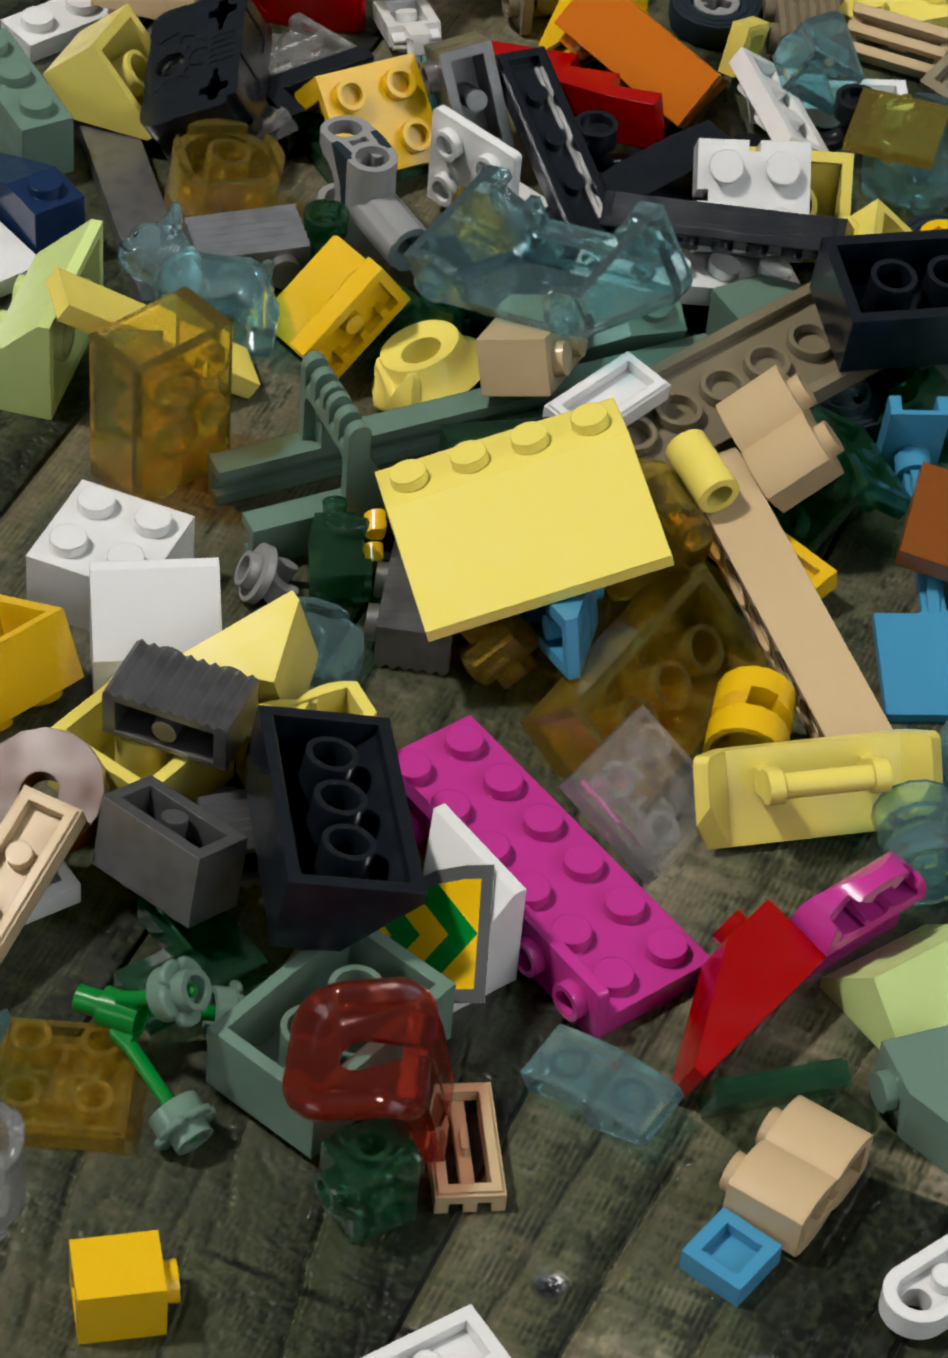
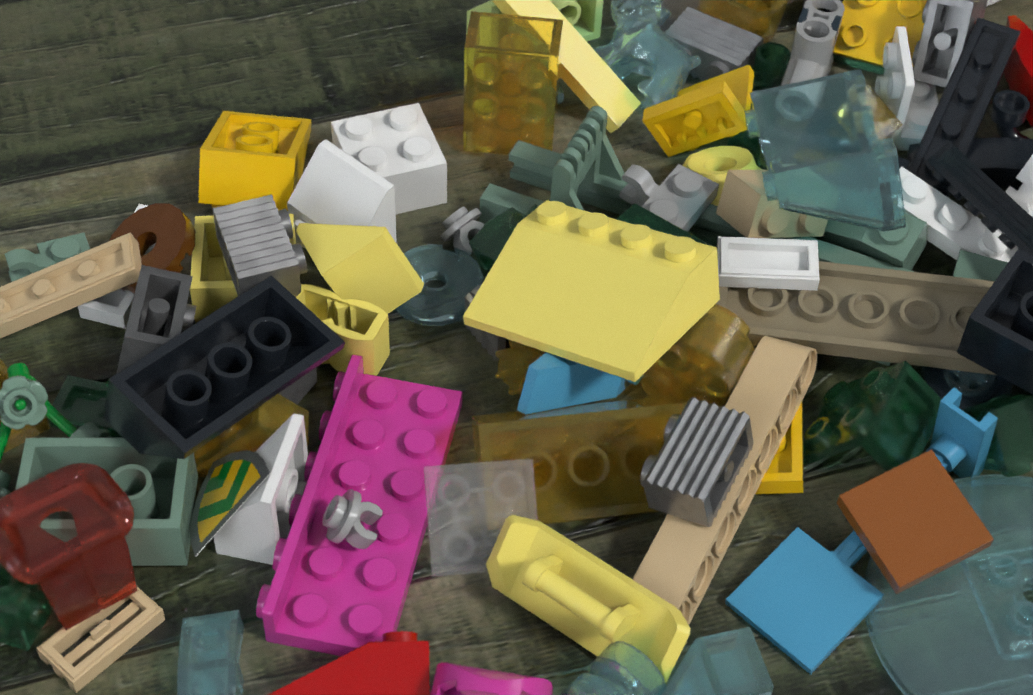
camera: 50 degrees right, 5 degrees up
(427, 401) = (678, 198): none -> light grey plate
(559, 873) = (344, 519): none -> light grey plate
(702, 471) = (759, 344): light yellow piece -> none
(751, 708) = (613, 528): yellow wheel -> none
(779, 600) = (697, 461): none -> flat silver brick
(781, 437) = (842, 362): tan brick -> none

